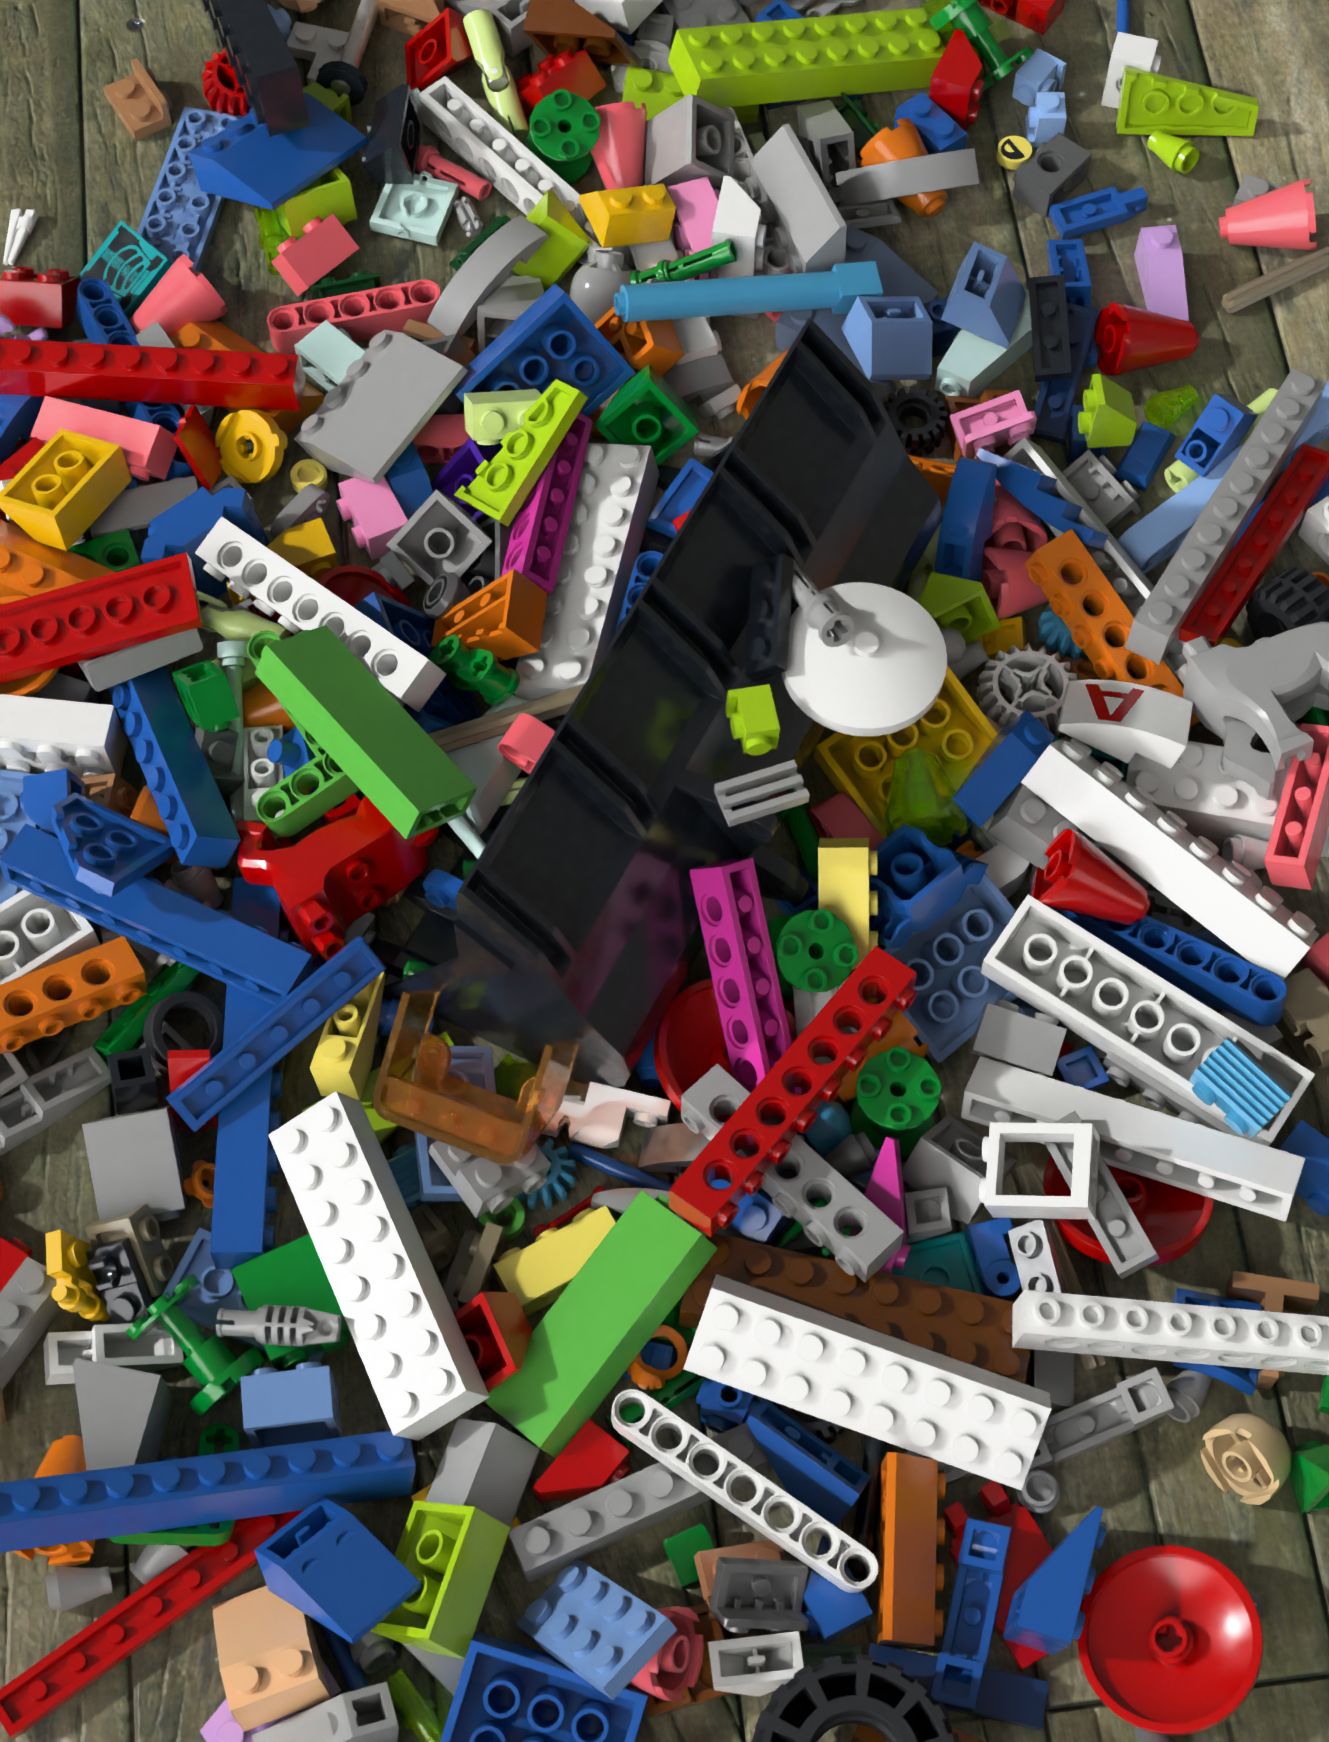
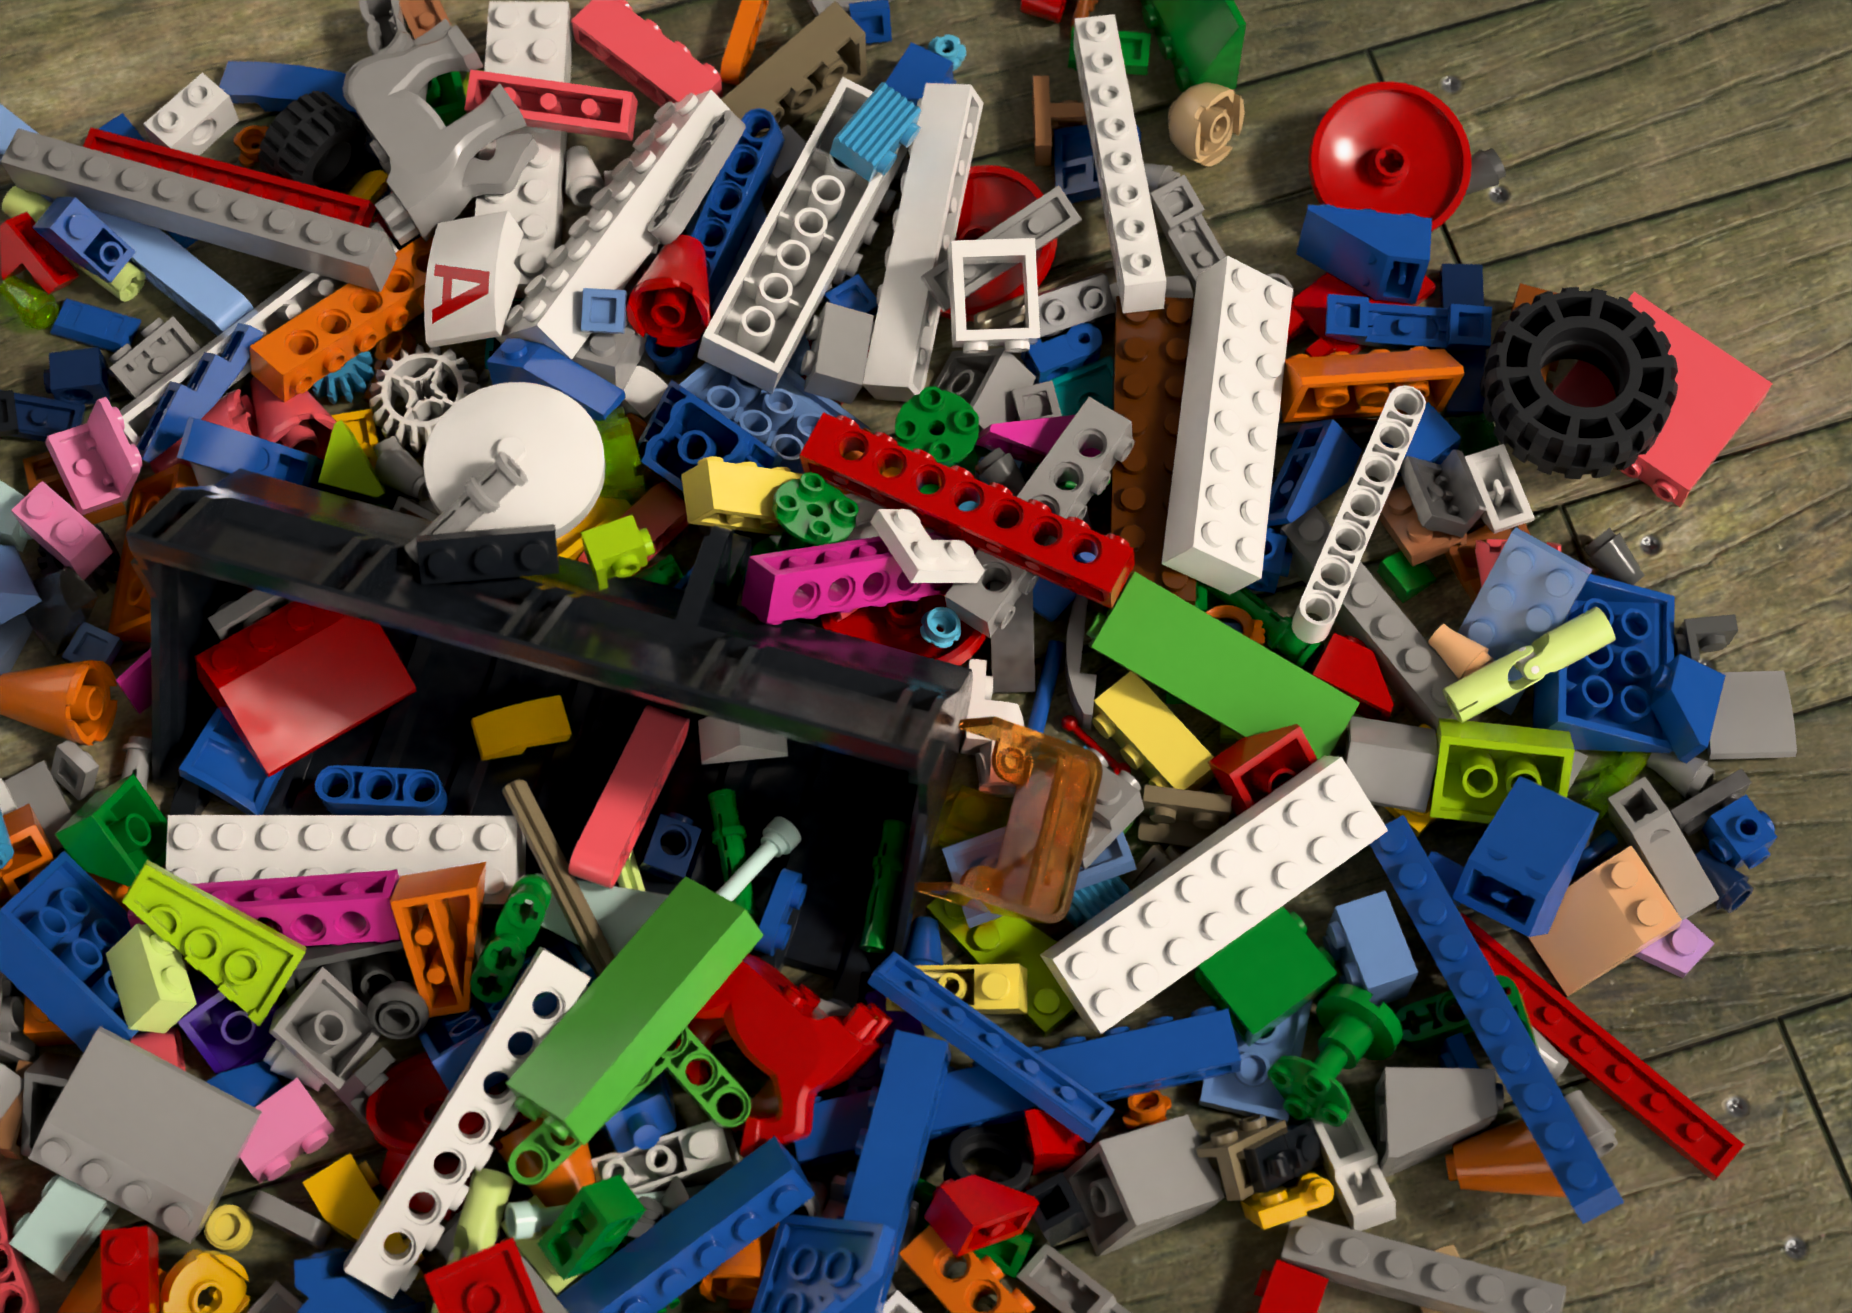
camera: 100 degrees left, 5 degrees up
(133, 997) = (978, 1213): none -> red slope
(281, 1325) = (1306, 962): light grey hinge -> none
(364, 1506) = (1448, 872): none -> blue slope
(536, 1625) = (1546, 654): none -> yellowish green piece
(572, 1566) = (1459, 652): none -> light nougat cone
(692, 1059) = (947, 620): none -> medium azure plate
(744, 1031) = (921, 557): none -> white plate
(755, 779) = (679, 507): light grey tile -> none
(929, 396) = (62, 530): none -> bright pink brick
(1062, 808) = (603, 311): none -> medium blue plate
(1107, 414) = (77, 343): lime slope -> none
(1209, 919) = (696, 177): none -> light grey beam
(1222, 384) = (26, 249): none -> red slope

